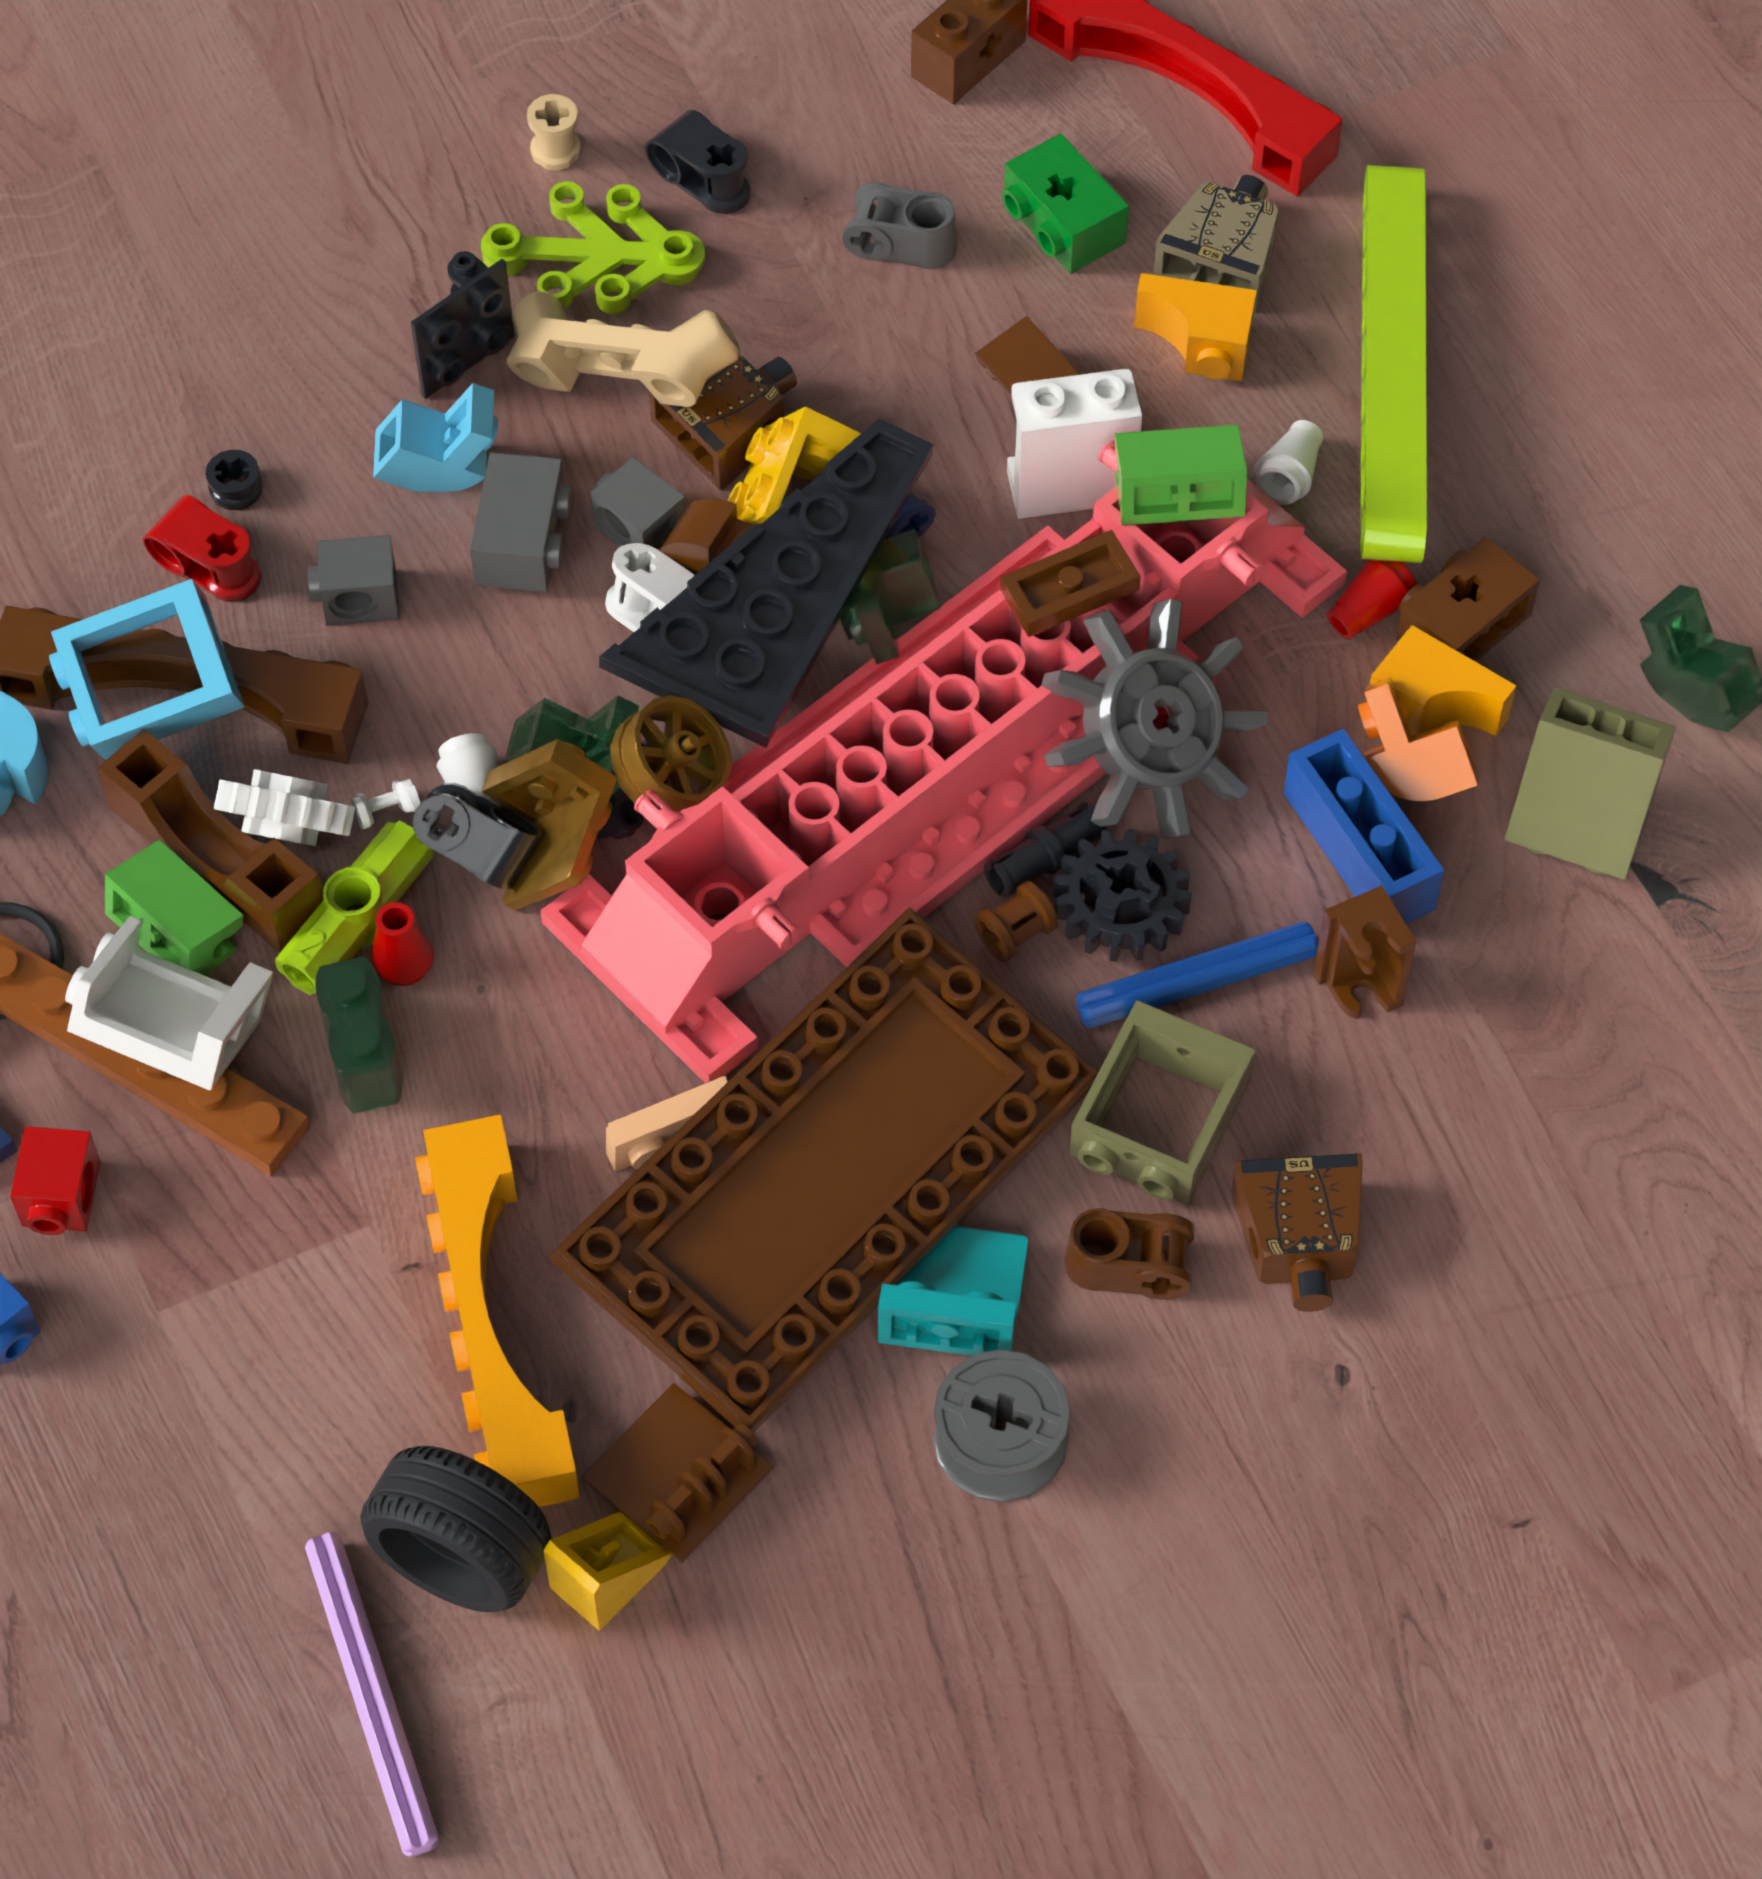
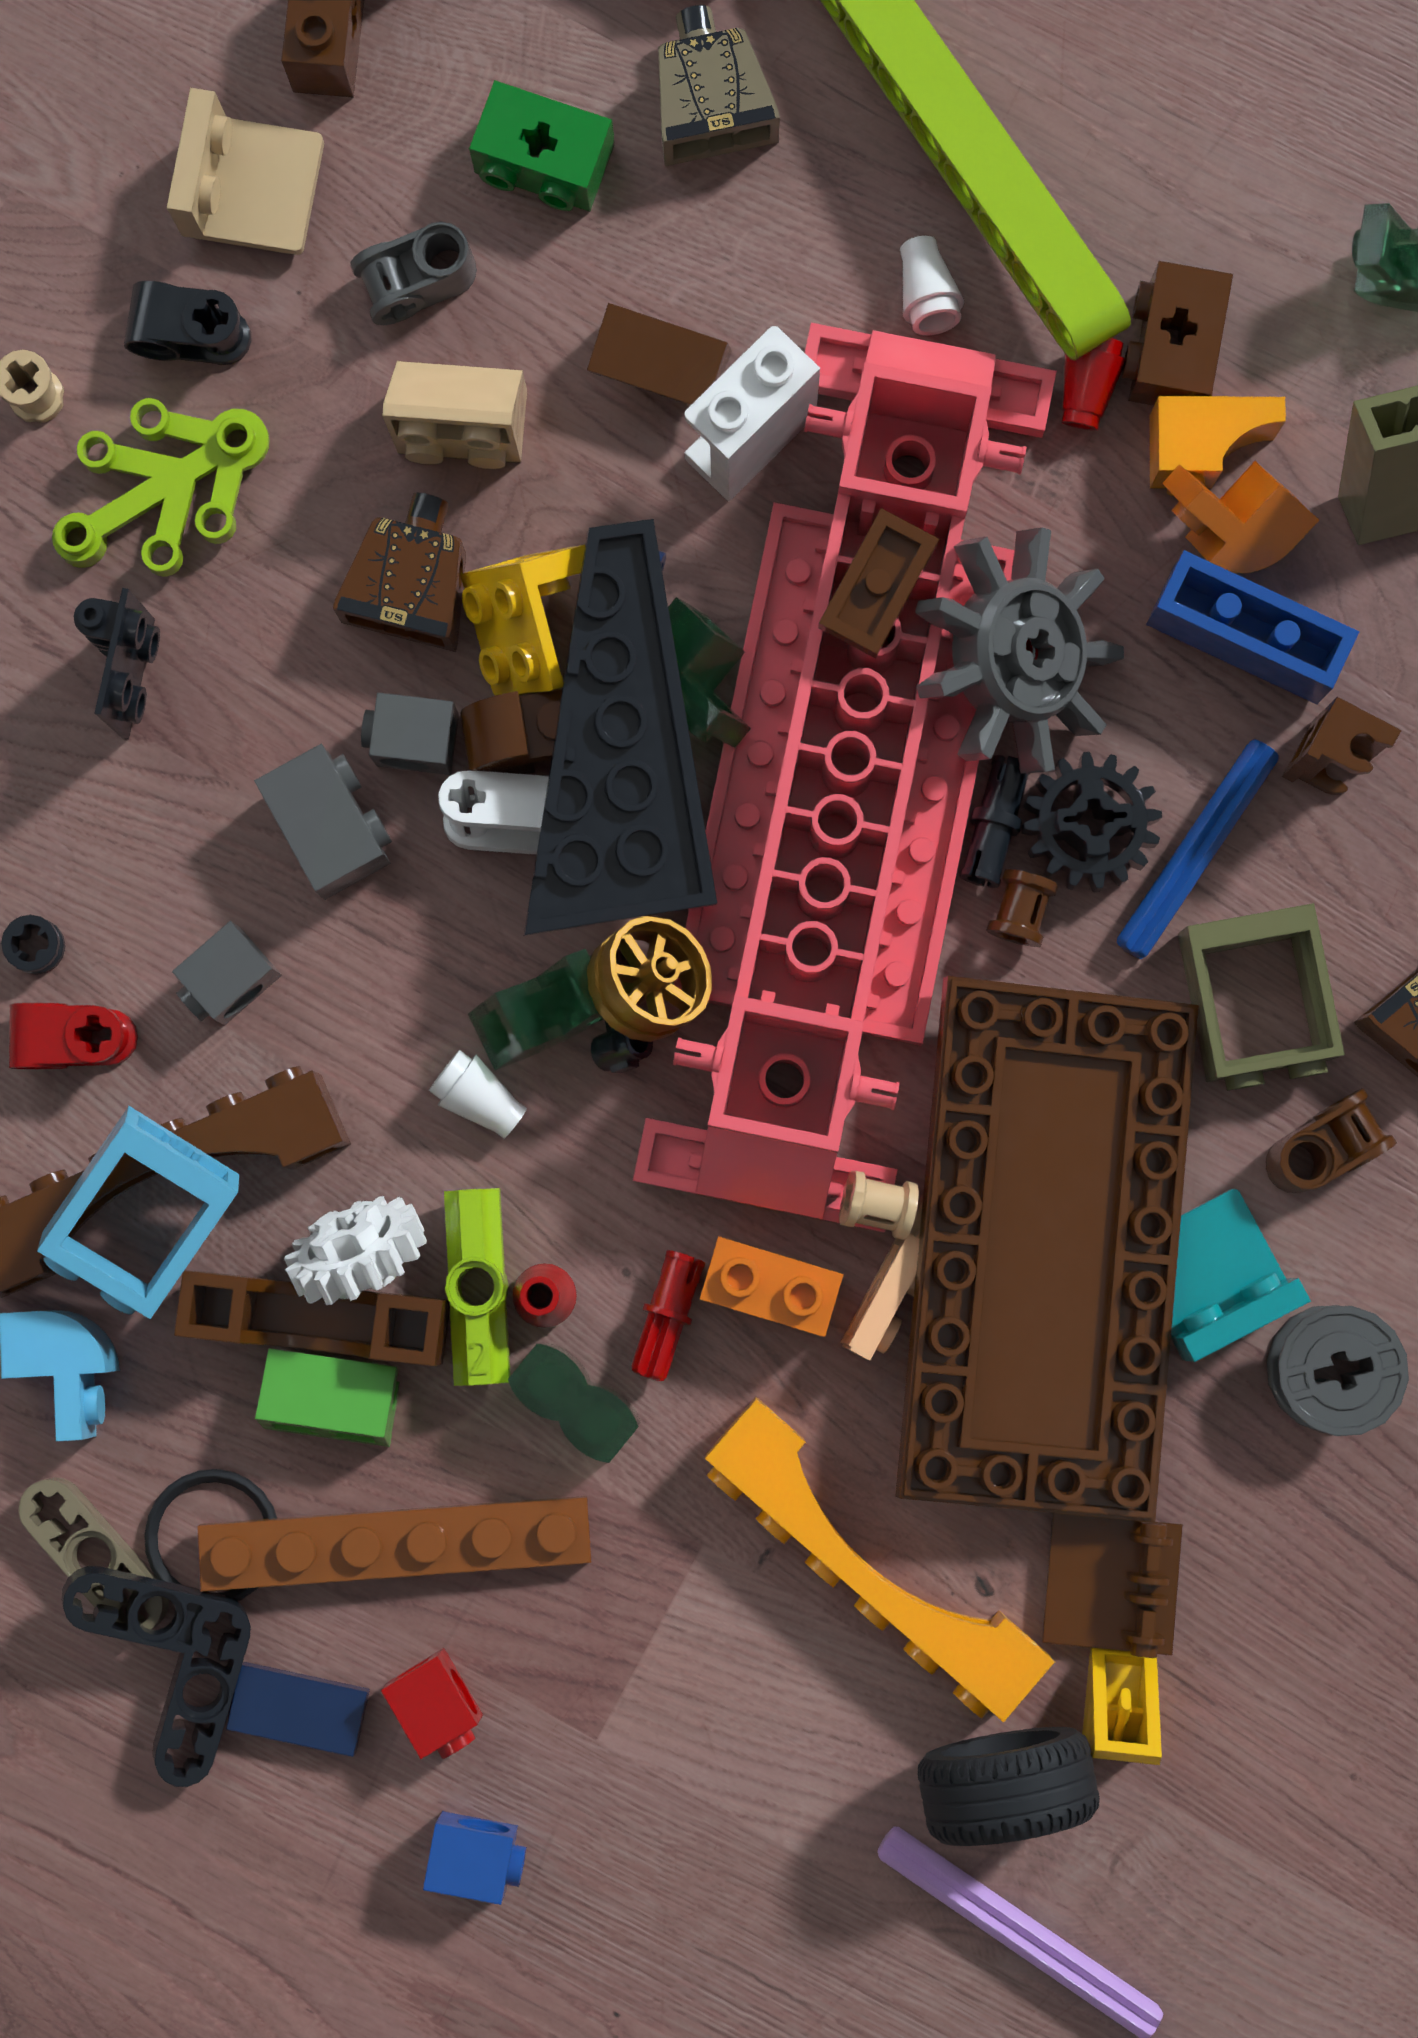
camera: 30 degrees left, 25 degrees up
(163, 1009) = (405, 1501): white panel -> none
(403, 794) = (412, 1192): white piece -> none
(434, 448) = (189, 793): medium azure brick -> none
(483, 836) = (533, 1151): black piece -> none
(484, 1028) = (667, 1315): none -> red axle
(569, 805) = (596, 1103): pearl gold bracket -> none
(584, 1054) = (771, 1286): none -> orange brick
(669, 364) = (353, 591): tan plate -> none
(717, 1036) = (879, 1204): none -> tan bush
(818, 95) = (243, 179): none -> tan bracket
(851, 325) = (456, 413): none -> tan slope
(1180, 474) = (904, 411): bright green hinge -> none
(1201, 319) = (755, 192): light orange arch -> none

